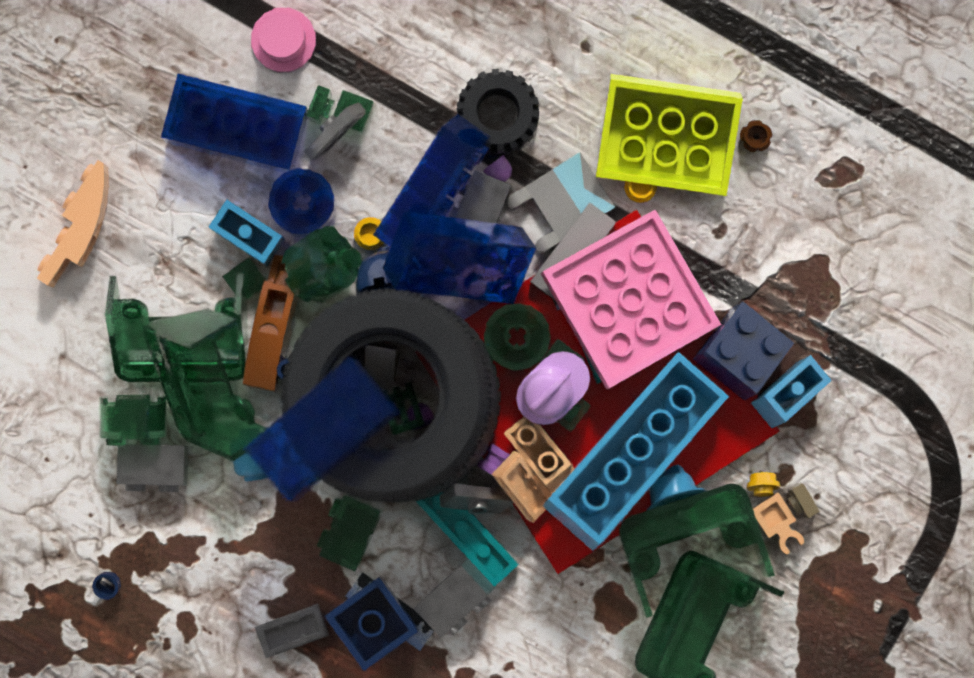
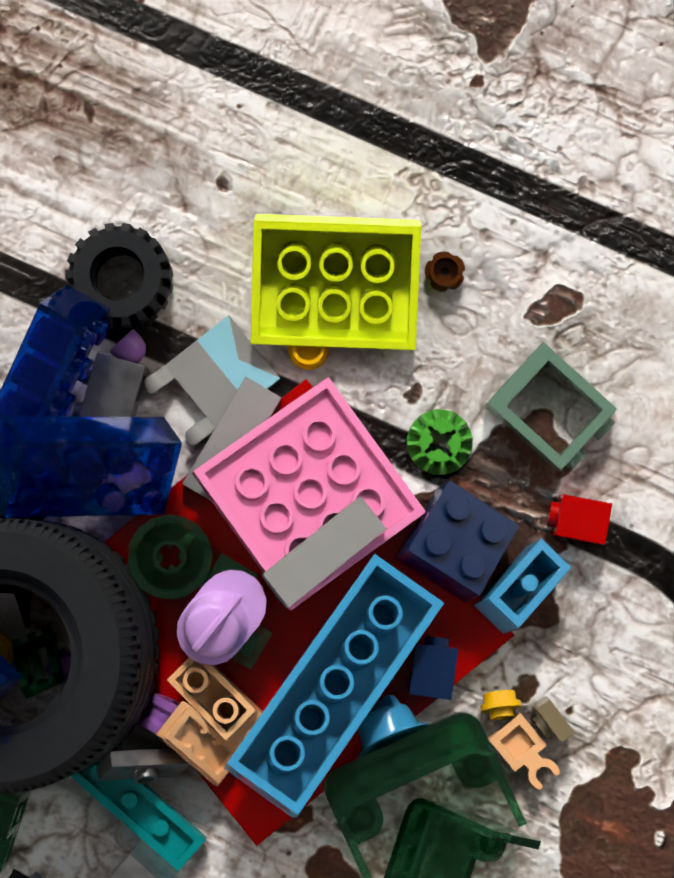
camera: 10 degrees left, 0 degrees up
(638, 346) = (323, 552): none -> light grey tile
(713, 448) = (433, 668): none -> dark blue brick
(733, 286) = (420, 439): none -> bright green gear
(842, 344) = (579, 519): none -> red brick
(863, 273) = (596, 427): none -> sand green window

